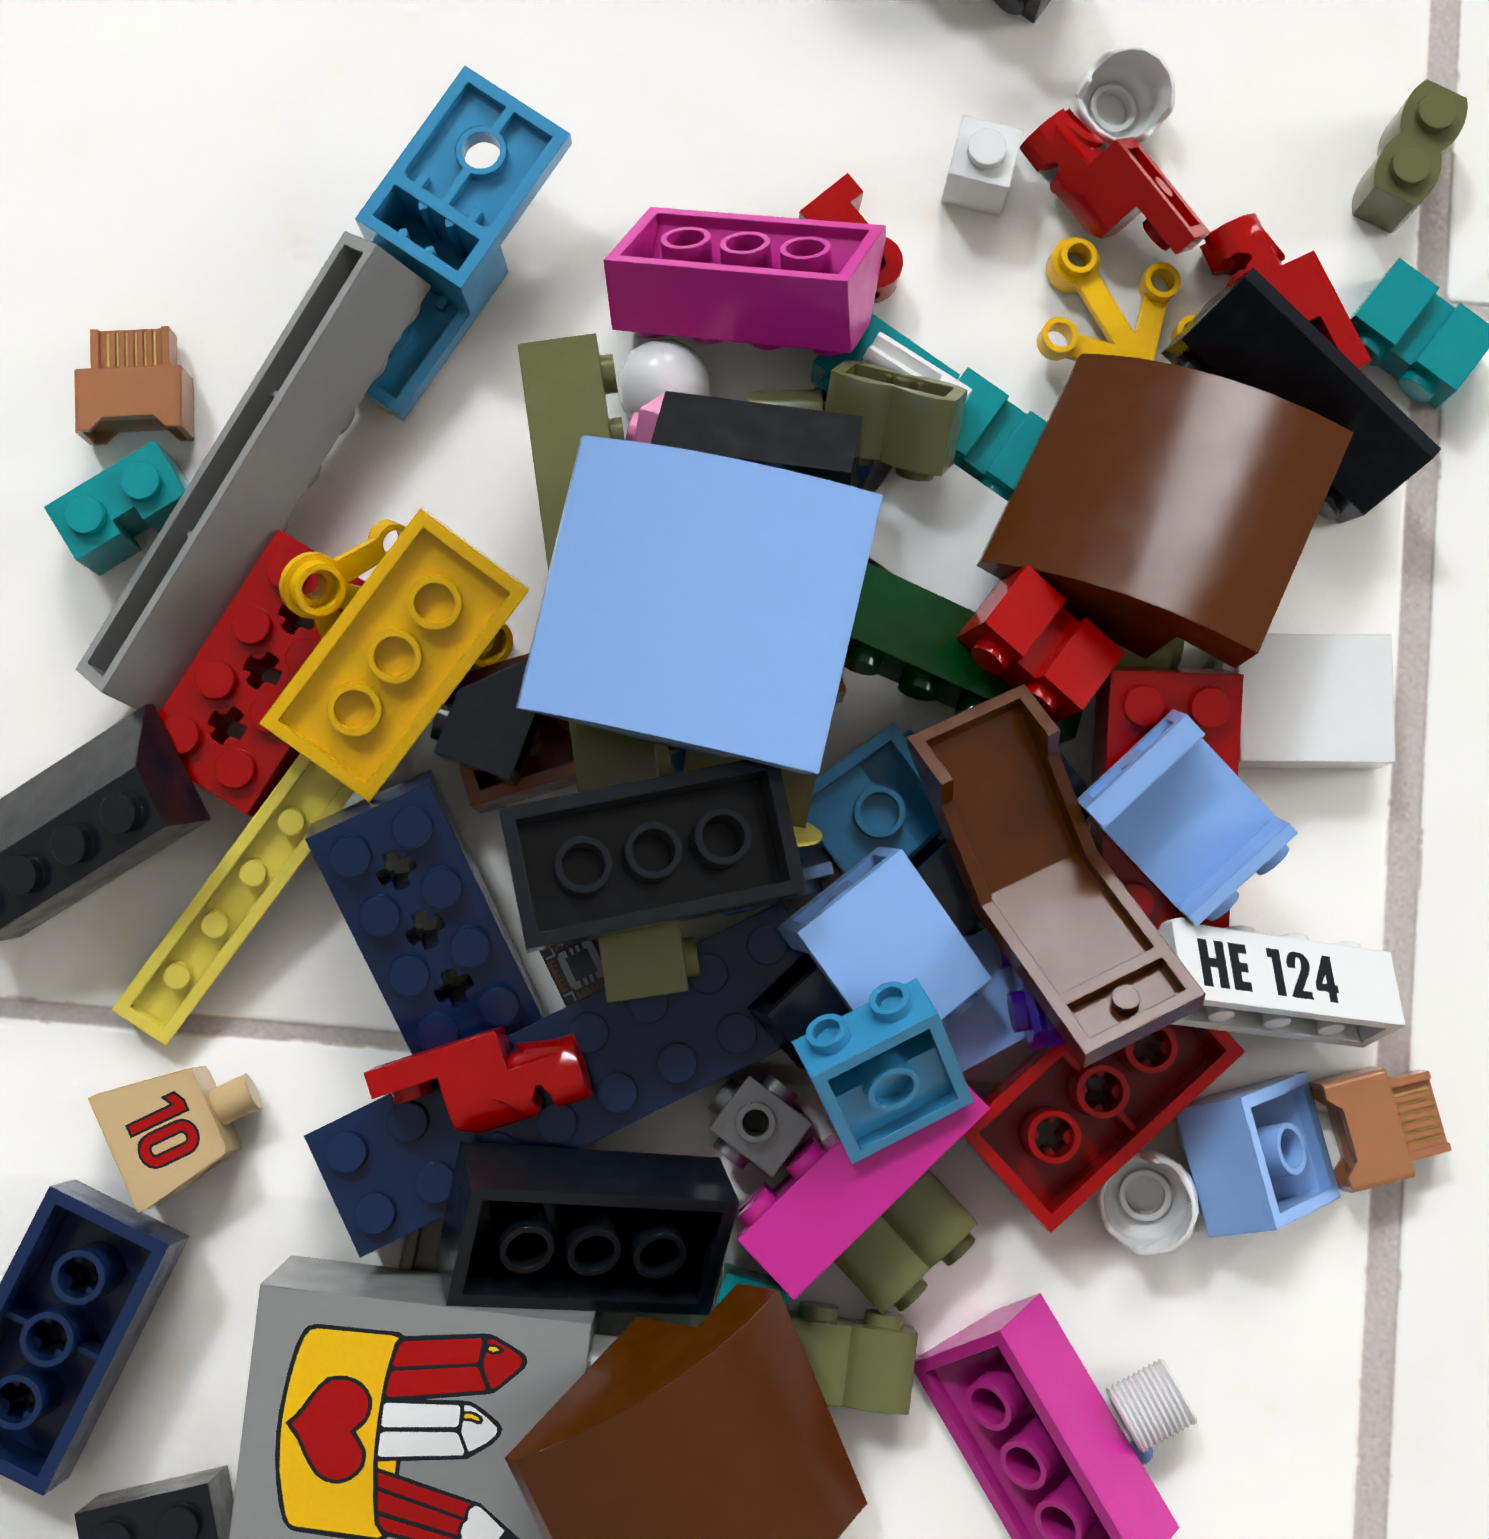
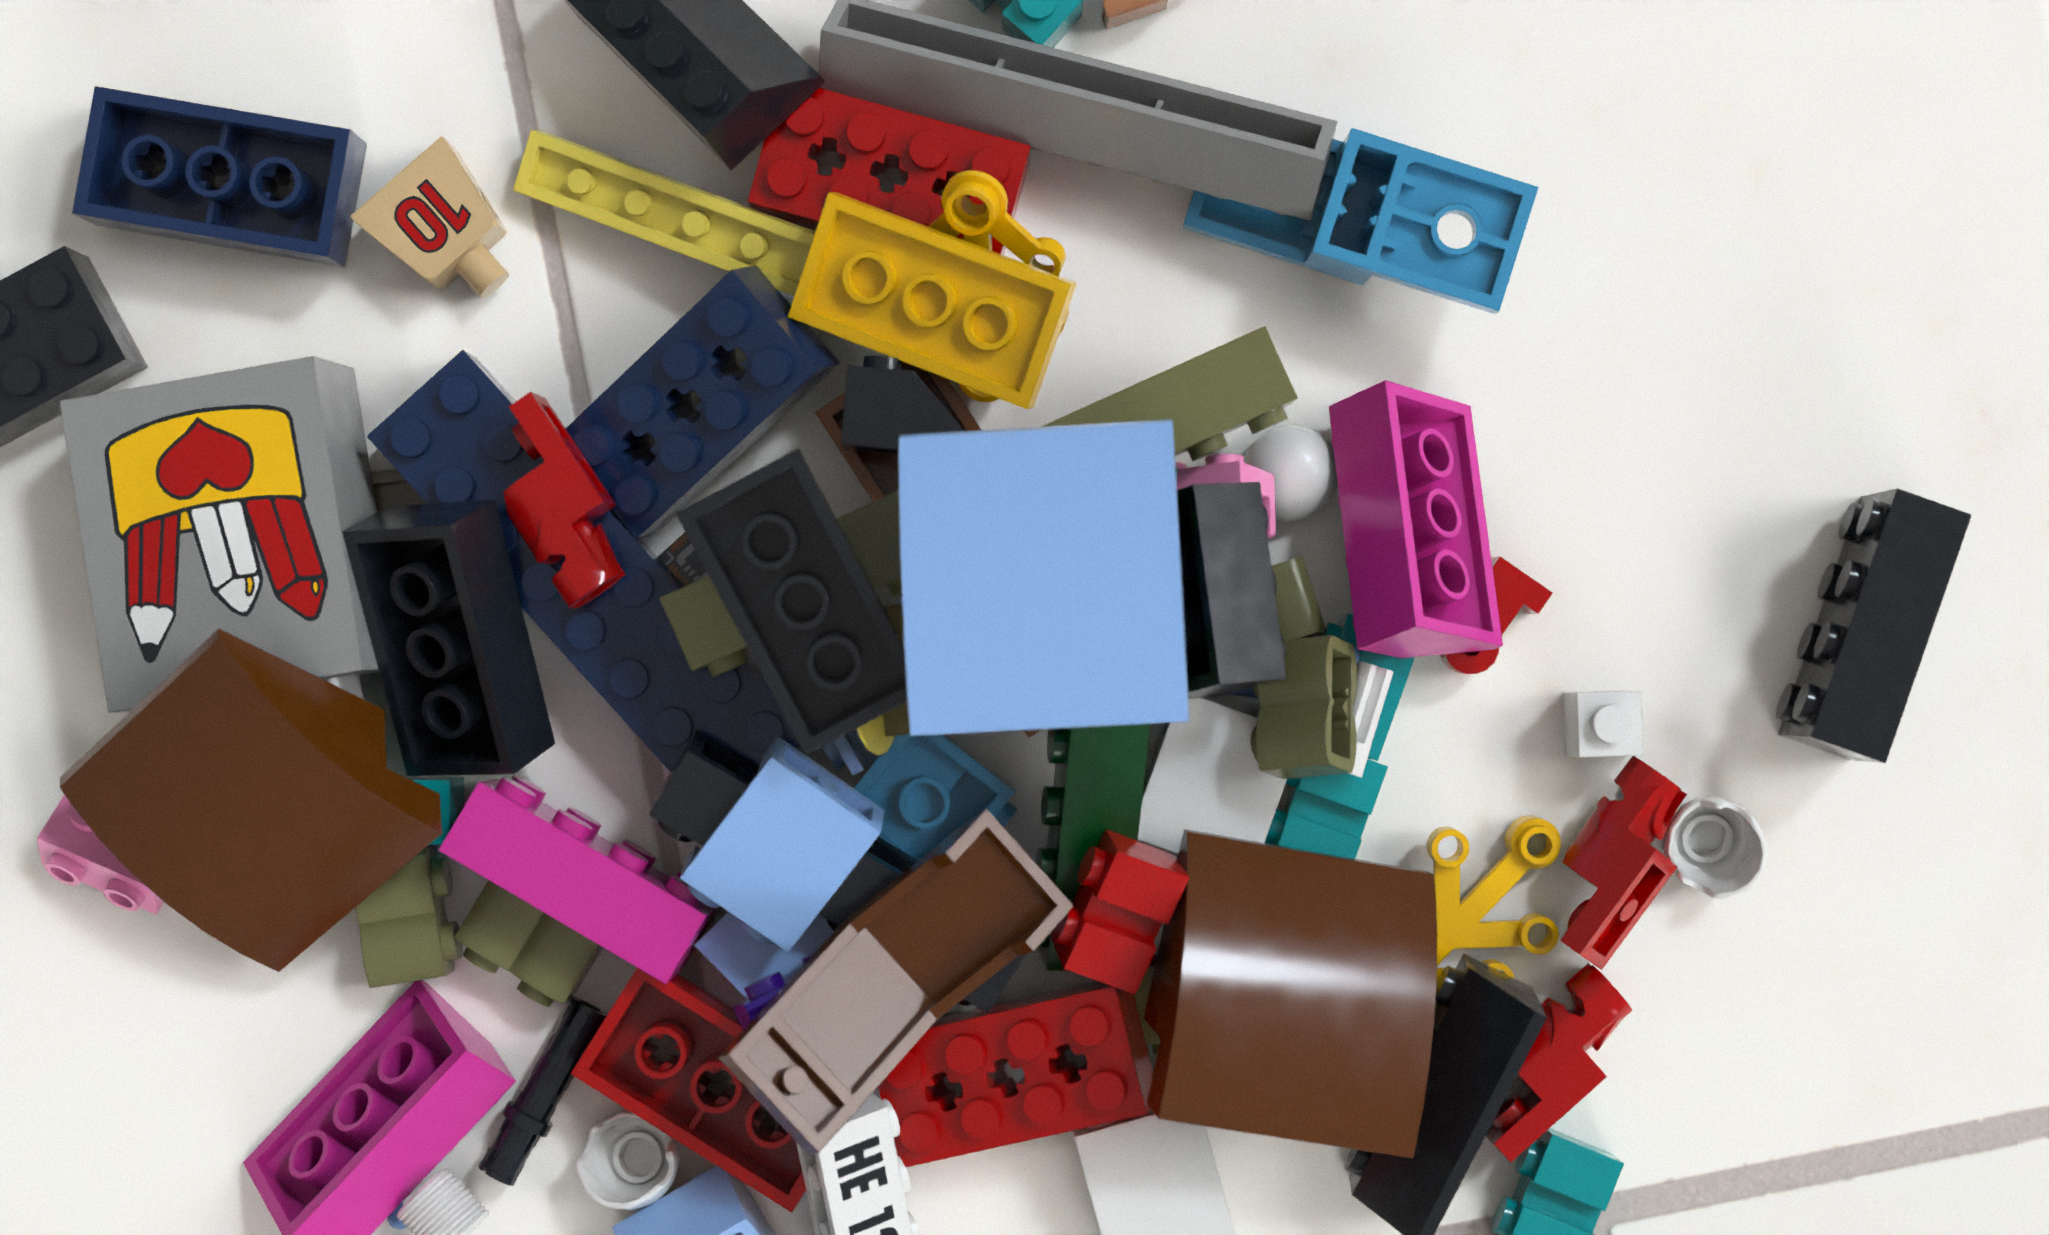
camera: 75 degrees right, 5 degrees up
(772, 1143) = (577, 780): flat silver brick -> none
(883, 1068) = (667, 872): dark azure plate -> none
(1067, 1281) = (531, 1112): none -> black pin
(1187, 819) = (991, 1096): light blue panel -> none
(1409, 156) = (1747, 1147): olive brick -> none

